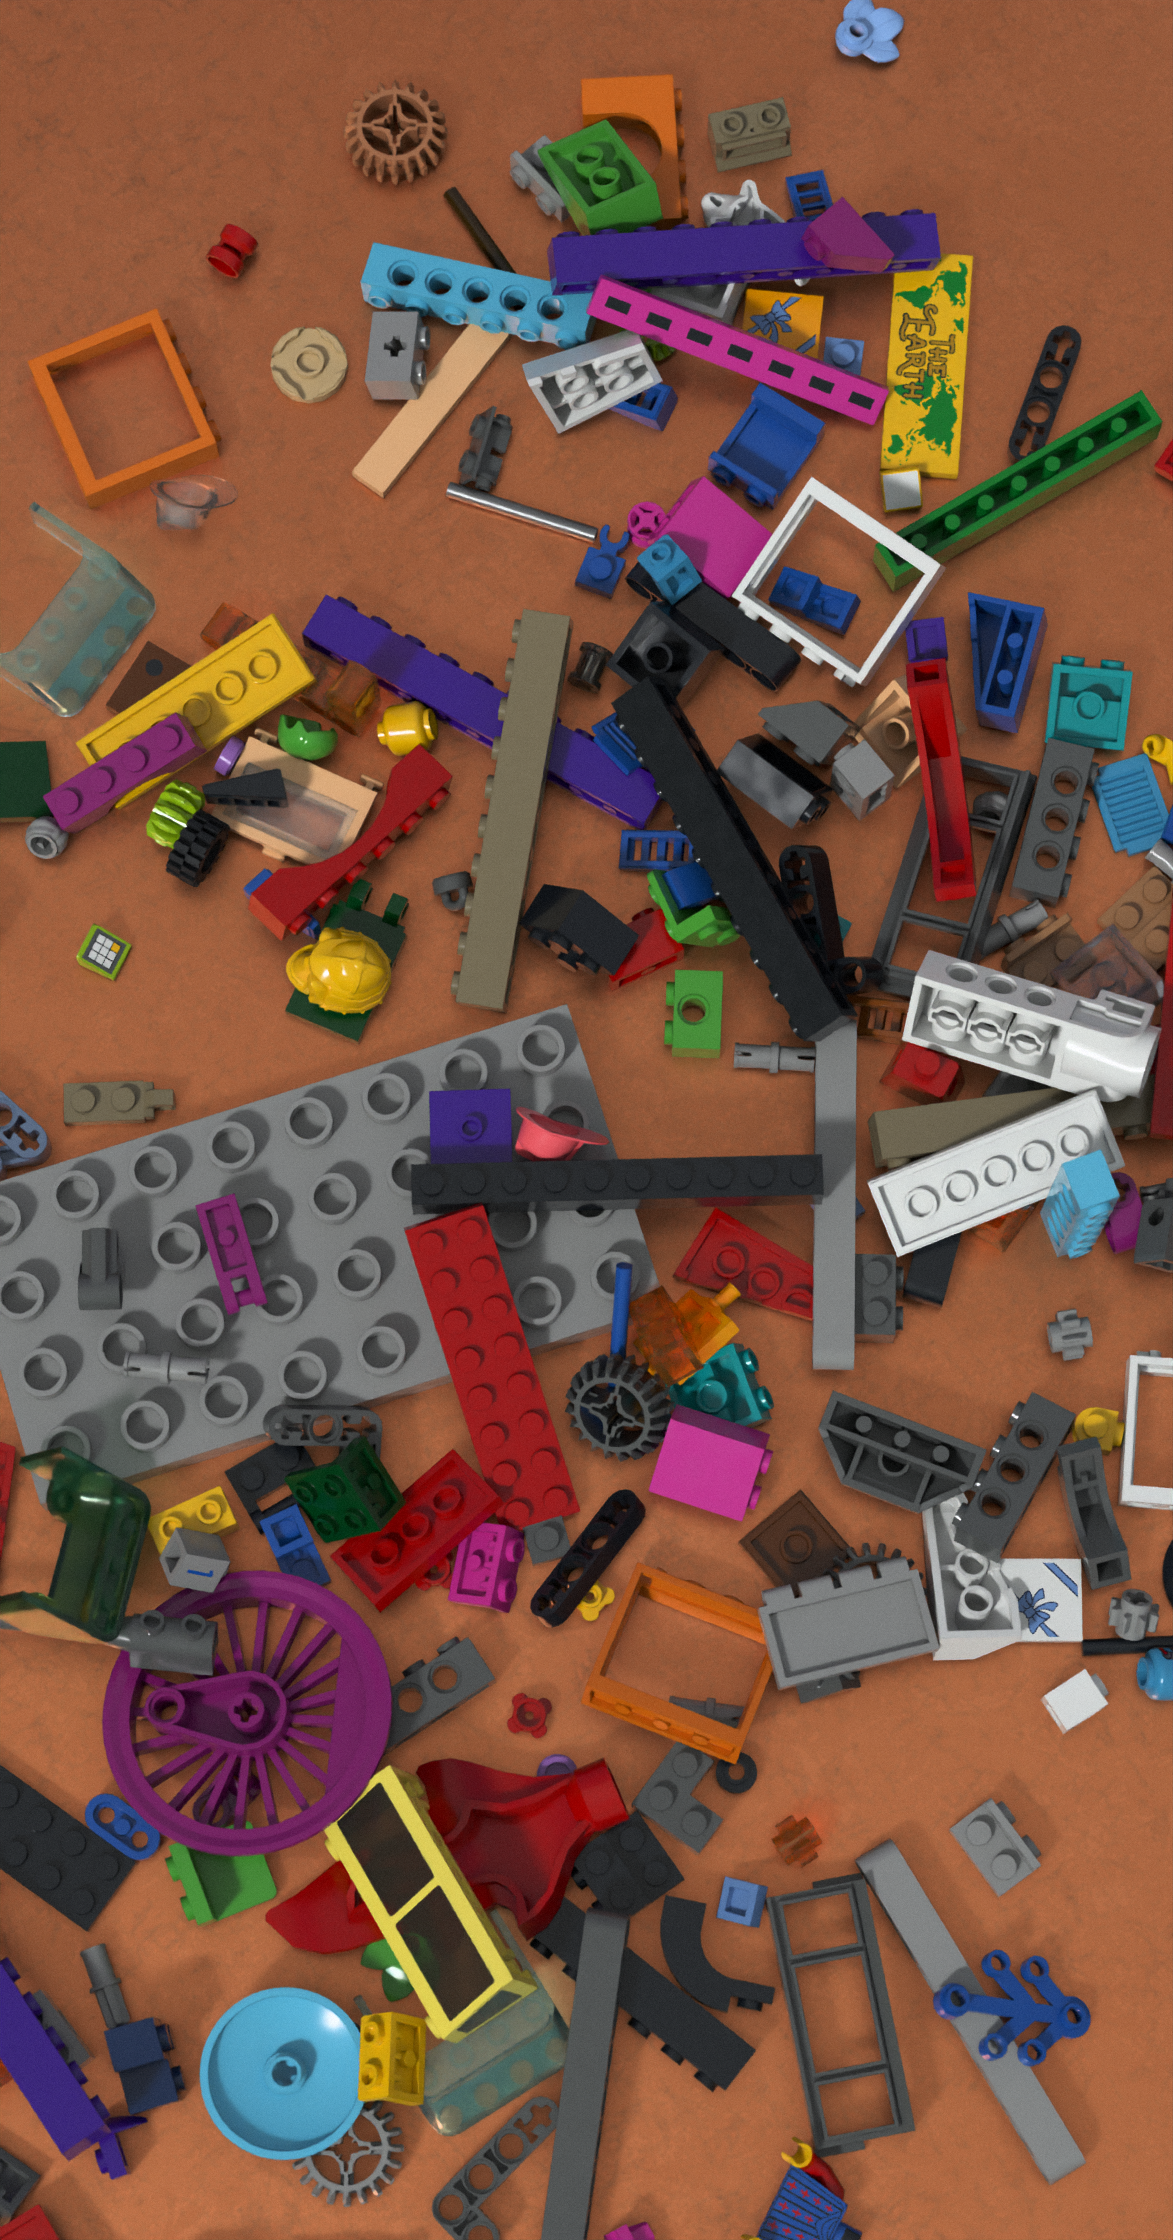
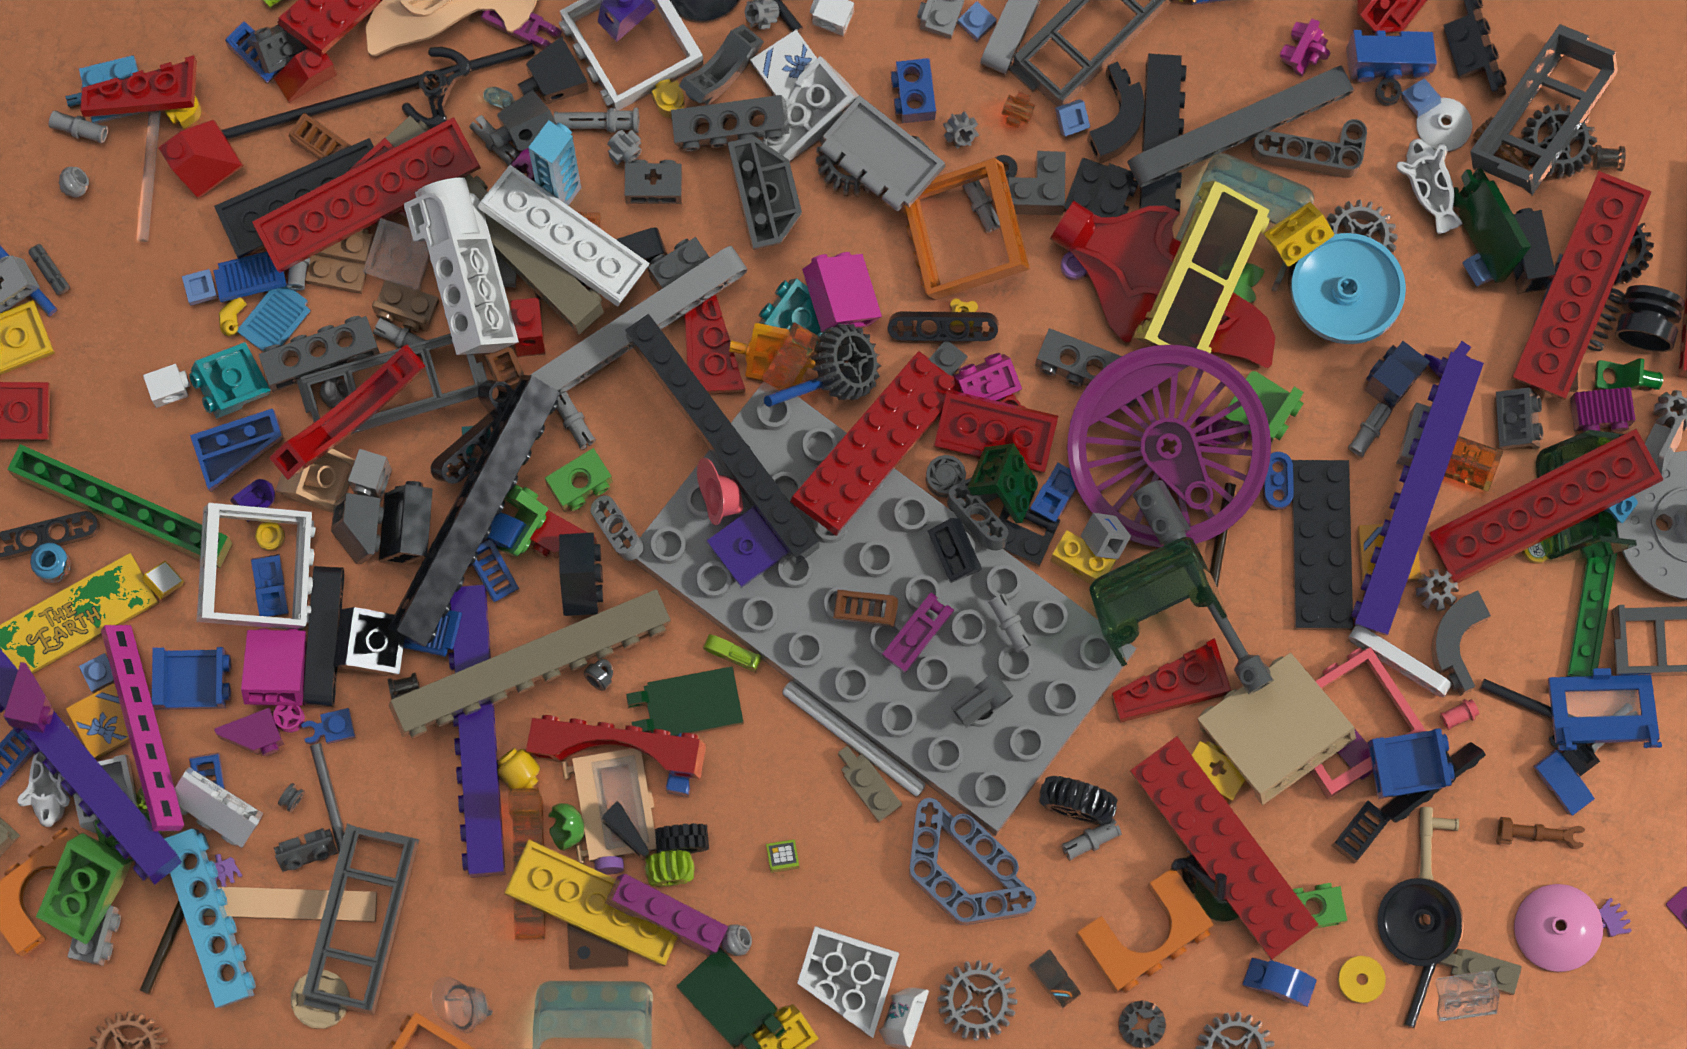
camera: 130 degrees left, 0 degrees up
(91, 1696) = (1220, 541): none -> dark brown bar
(174, 1118) = (853, 738): none -> white axle
(299, 1367) = (954, 549): none -> black slope
(300, 1238) = (890, 611): none -> dark orange slope
(341, 971) = (698, 699): yellow head -> none
(375, 1050) = (732, 653): none -> lime piece
(396, 355) = (270, 957): light grey brick -> none
(407, 1436) = (943, 474): none -> dark grey wheel
(427, 546) = (322, 949): none -> dark grey piece
(519, 1722) = (1053, 294): red plate -> none
(524, 353) = (226, 868): none -> medium lavender piece
(552, 470) = (291, 797): none -> dark grey bush
(591, 1019) = (624, 533): none -> light grey beam
(653, 472) = (253, 733): none -> magenta slope
(669, 569) = (314, 672): dark azure bracket -> none
(794, 1543) = (853, 221): reddish brown tile -> none
(818, 1752) = (960, 129): none -> light grey gear
(868, 634) = (270, 536): none -> yellow tile
(902, 1742) = (919, 90): none -> blue brick
(947, 1875) = (977, 21): none -> medium blue plate
(1003, 379) = (50, 562): none -> dark azure head
(1007, 1316) = (667, 187): none -> dark grey brick
(1116, 1343) = (612, 117): none -> light grey pin
(1130, 632) = (167, 385): none -> white brick

